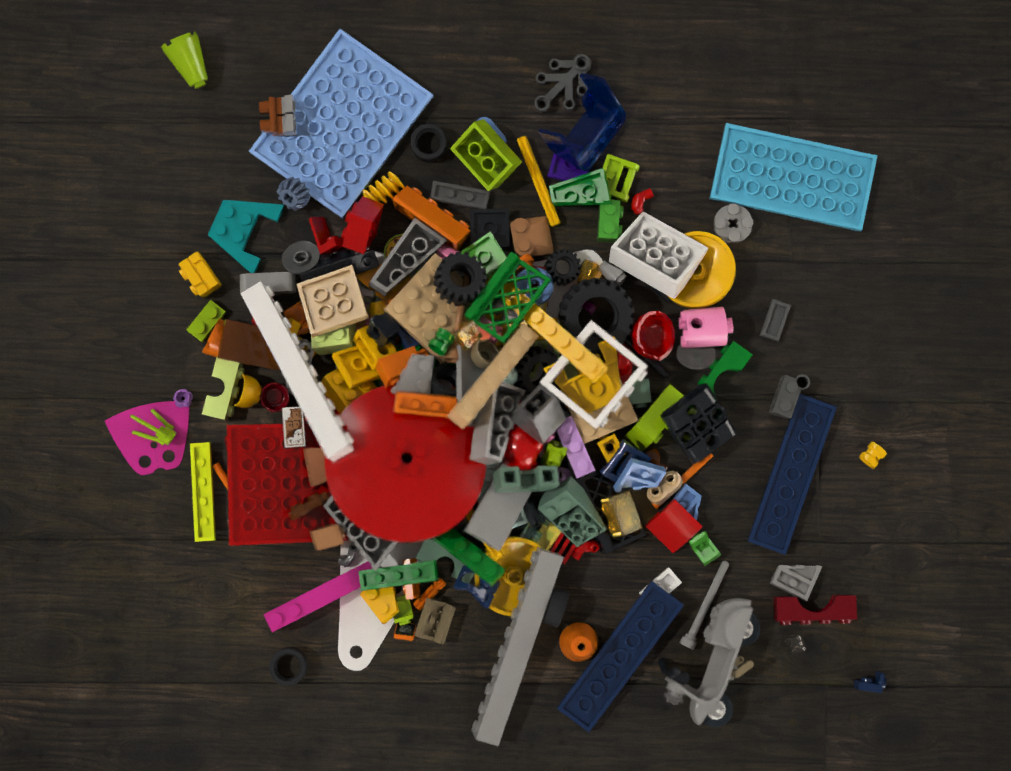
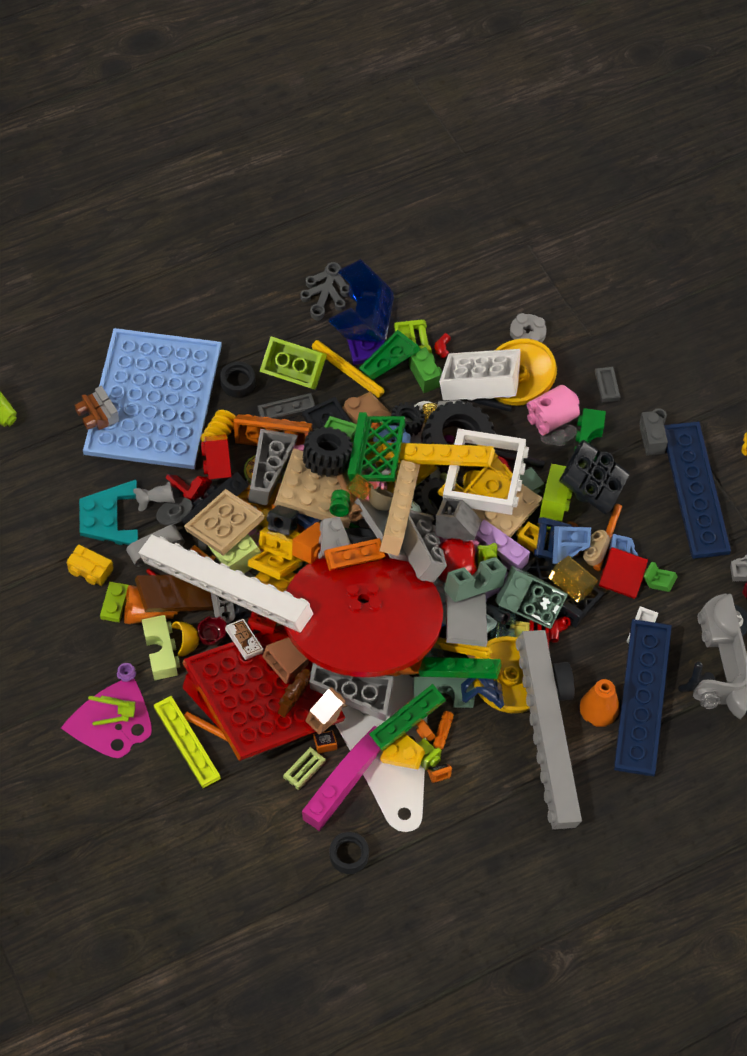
camera: 30 degrees left, 25 degrees down
(293, 193) = (141, 470): sand blue gear -> none
(296, 234) = (157, 494): none -> light grey animal
(307, 561) = (293, 780): none -> yellowish green tile
(322, 555) = (325, 742): none -> slope
(351, 555) = (354, 730): dark grey arm -> none
(435, 620) = (462, 747): dark tan bracket -> none
(653, 335) = (515, 426): red cylinder -> none
(689, 639) = (693, 655): light grey piece -> none
(793, 177) = (555, 276): medium azure plate -> none

